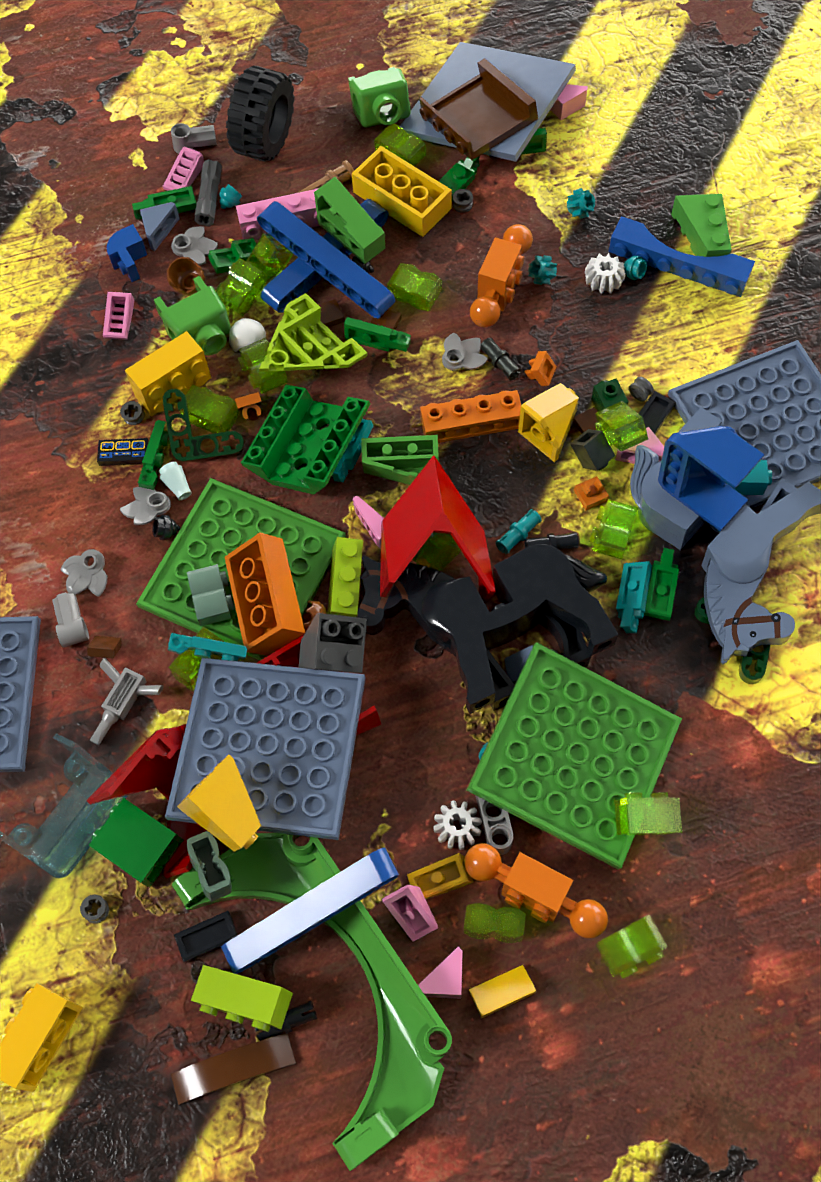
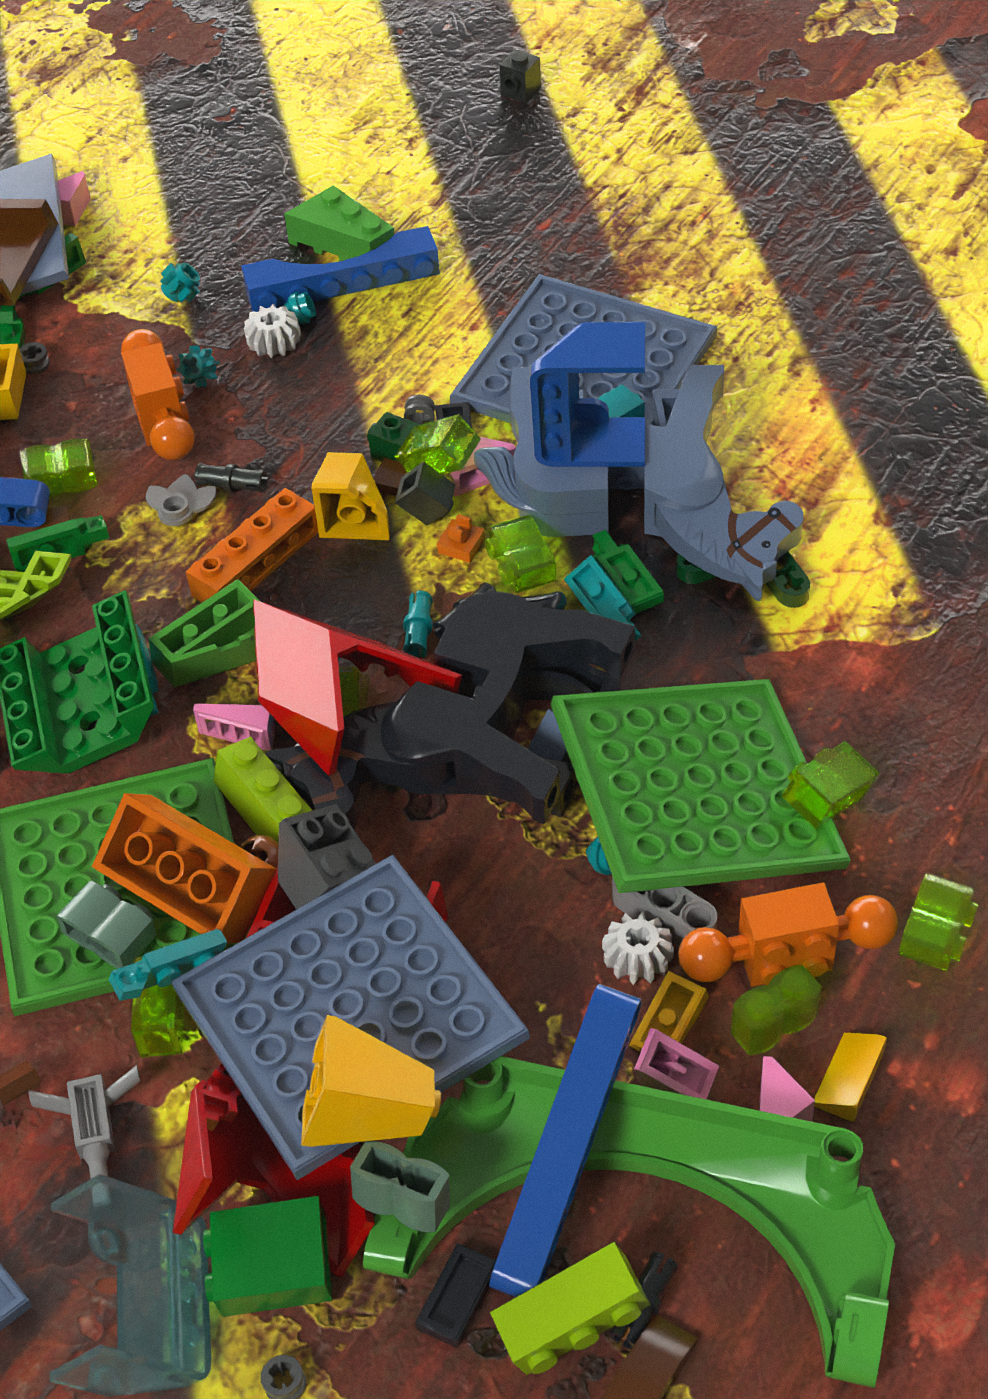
camera: 40 degrees left, 15 degrees down
(541, 368) = (287, 458): orange tile -> none

